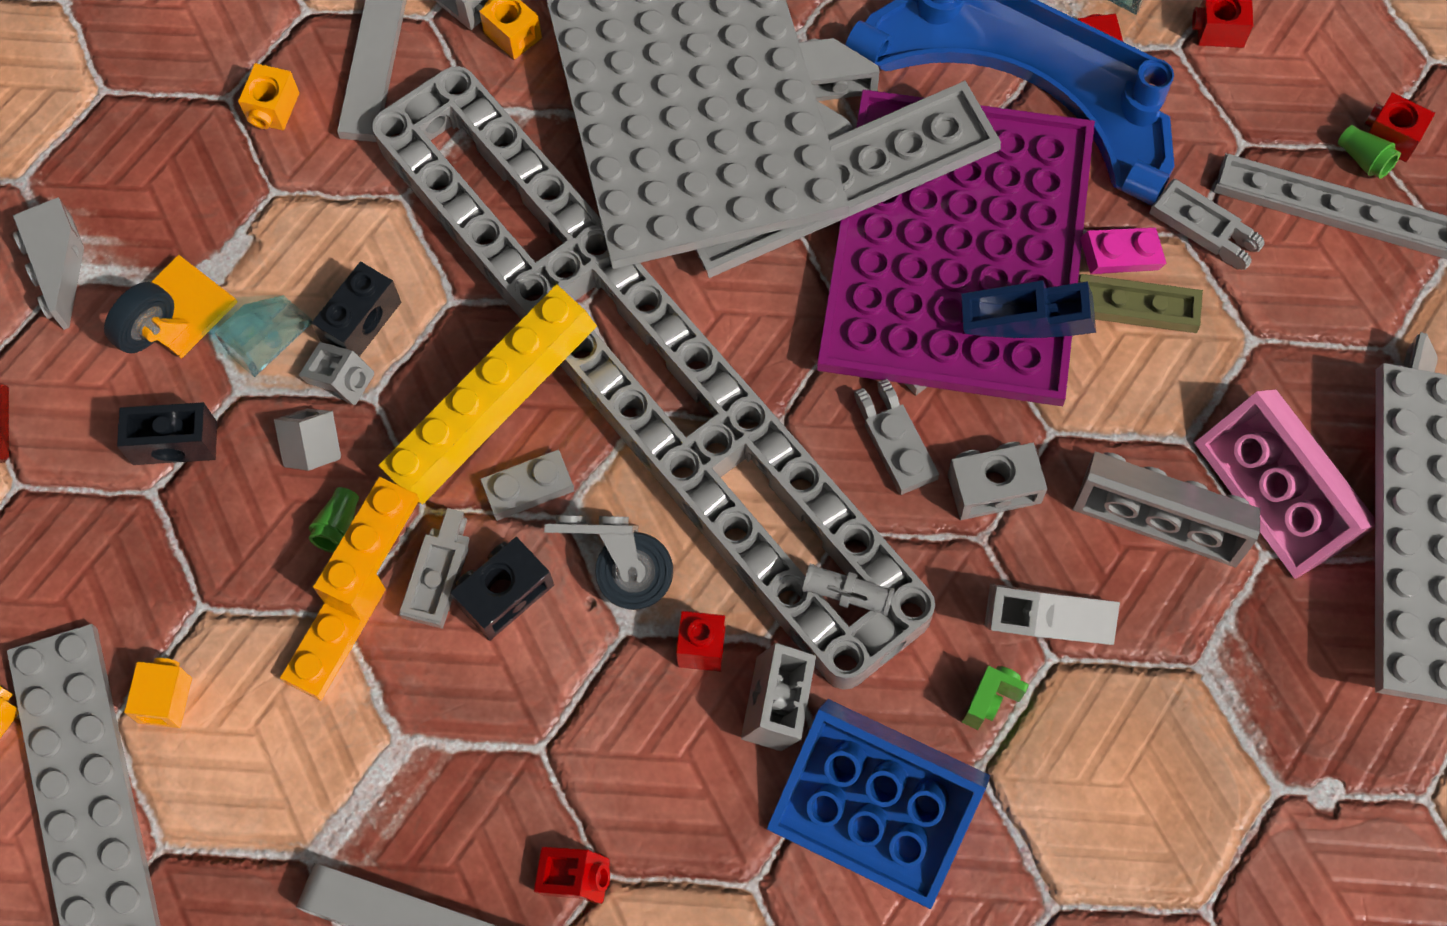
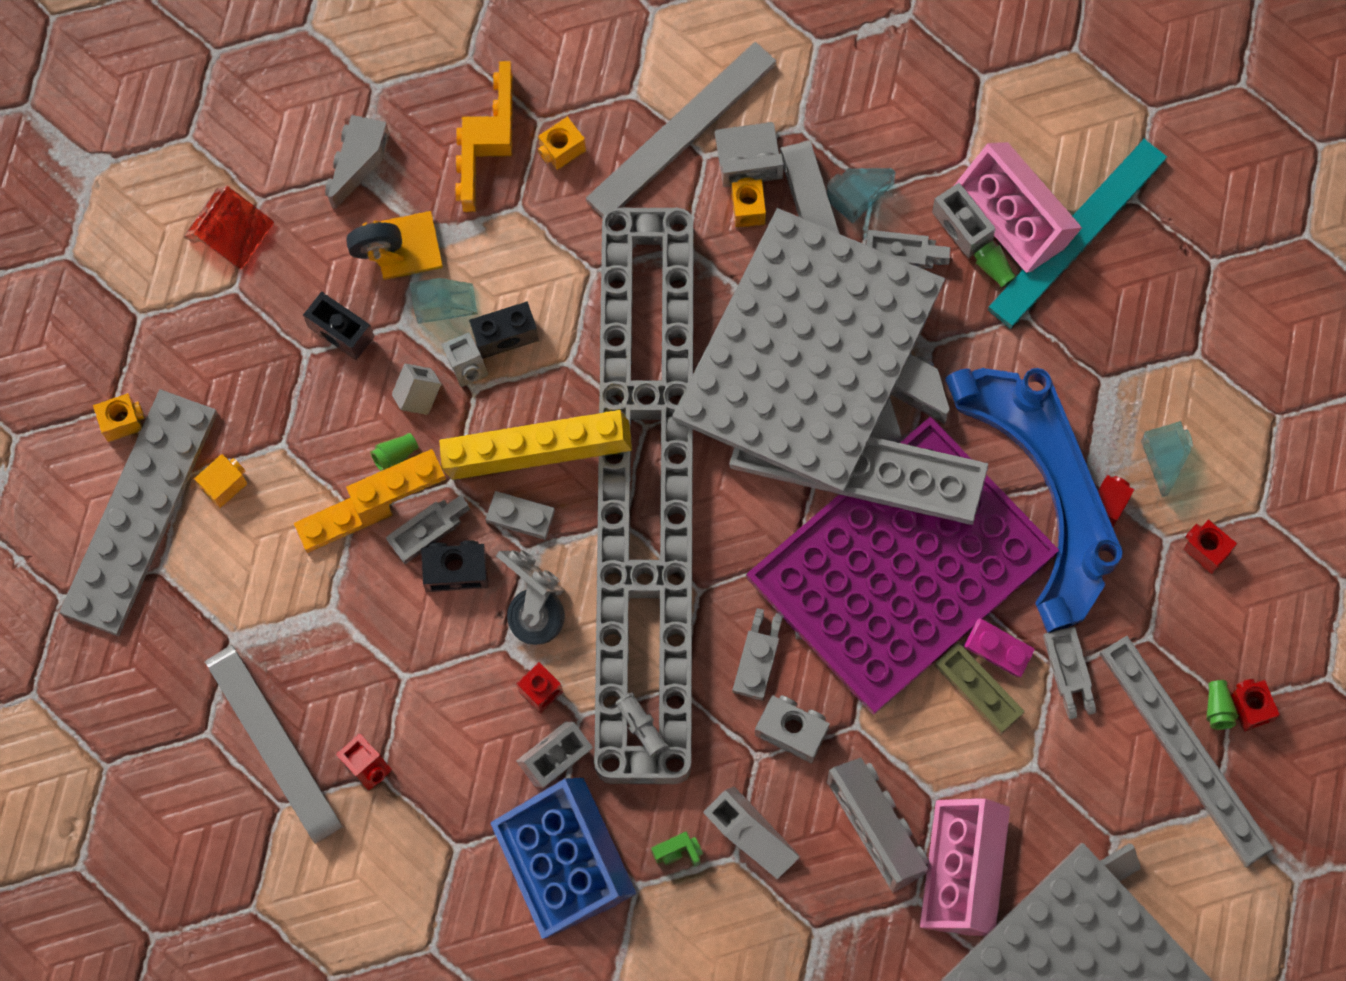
camera: 40 degrees right, 5 degrees up
(180, 144) = (485, 136): none -> light orange bracket
(1030, 311) = (898, 642): dark blue slope -> none

